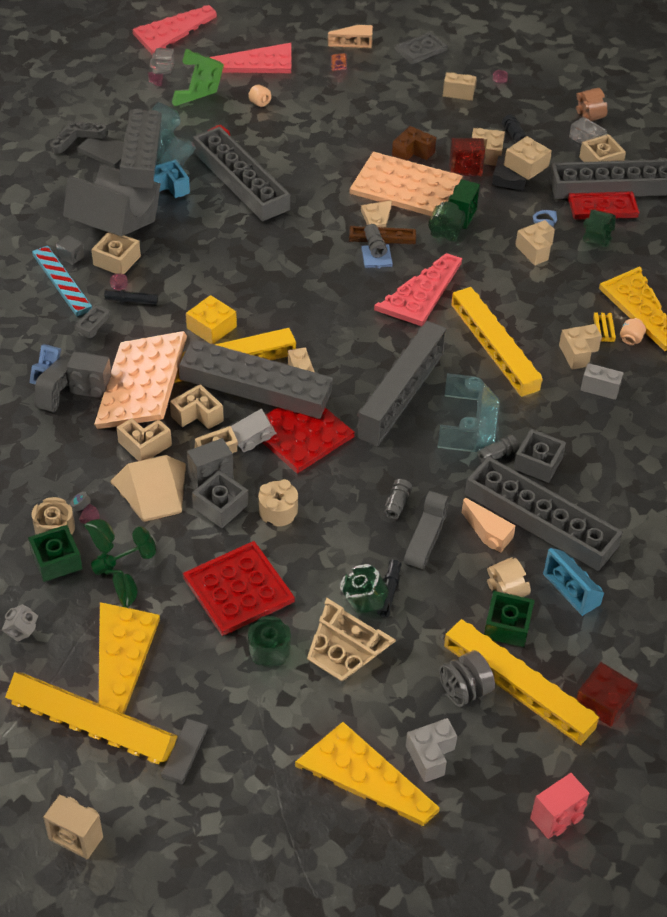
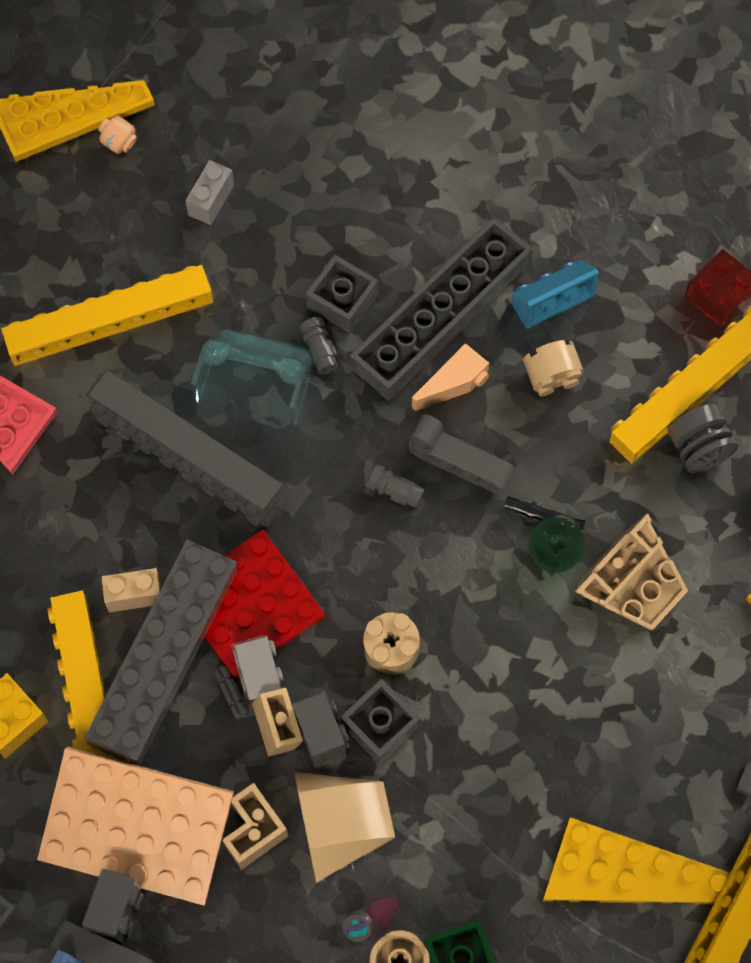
camera: 80 degrees left, 20 degrees up
(103, 536) = (480, 880): dark green plant -> none
(197, 405) = (193, 739): tan brick -> none
(238, 588) = (530, 709): red plate -> none
(269, 641) = (644, 667): clear green brick -> none
(509, 618) = (610, 377): dark green brick -> none
(579, 344) = (136, 212): tan brick -> none
(603, 318) = (96, 165): yellow tile -> none

